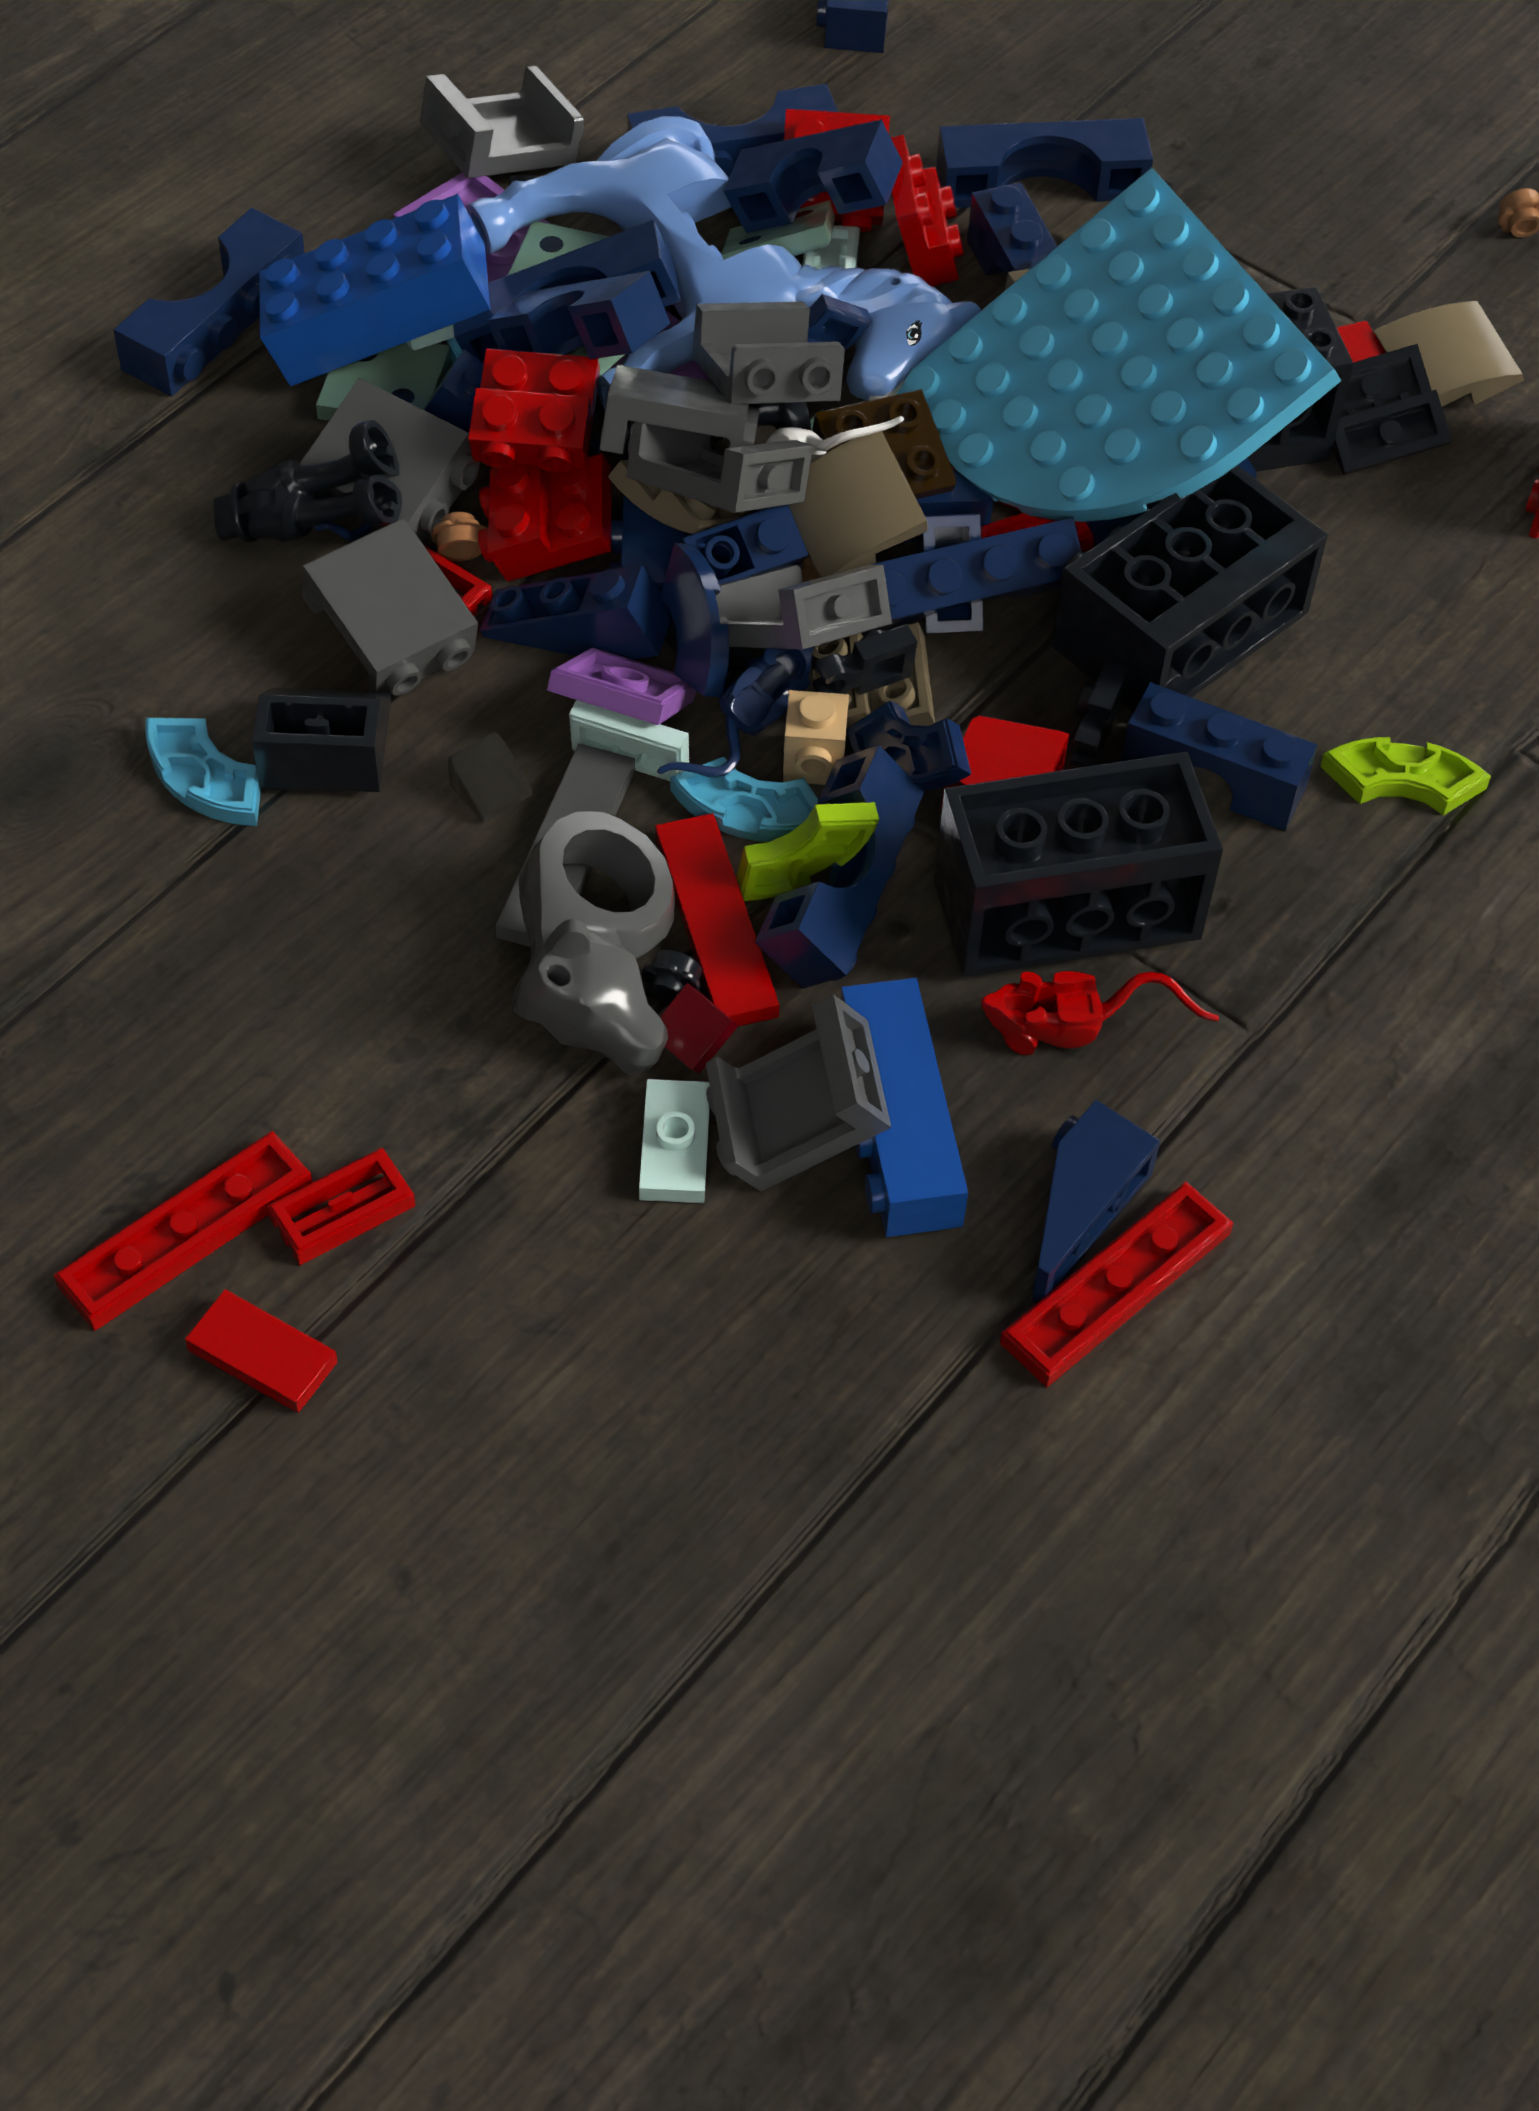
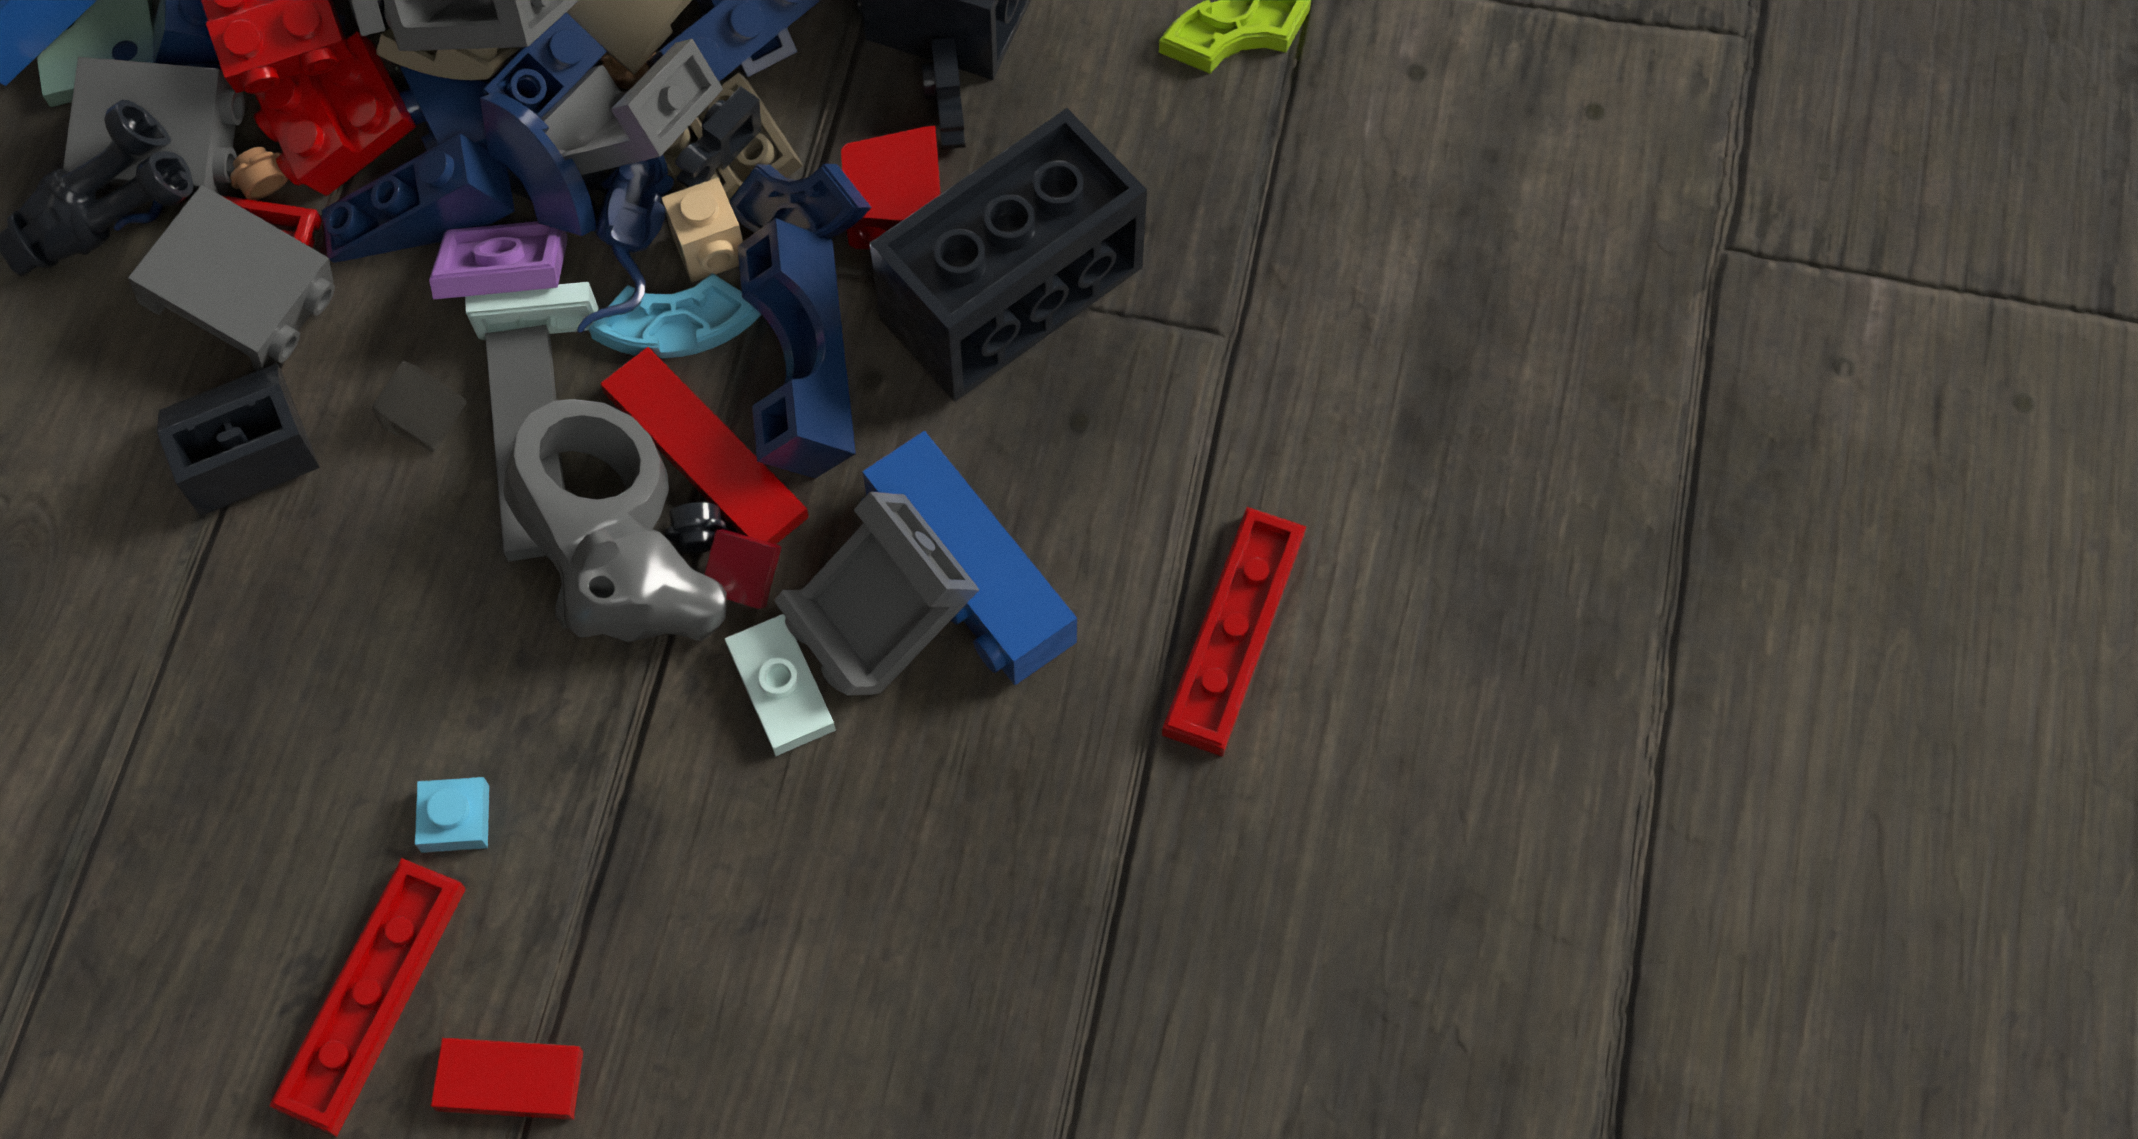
camera: 25 degrees left, 10 degrees up
(200, 773) = (132, 527): medium azure tile -> none
(334, 1117) = (452, 814): none -> medium azure plate
(345, 1214) = (525, 913): red tile -> none
(826, 837) = (744, 365): lime tile -> none
(1064, 1010) = (1064, 393): red animal -> none
(1094, 1177) = (1165, 552): dark blue slope -> none
(1258, 762) = (1110, 76): dark blue arch -> none

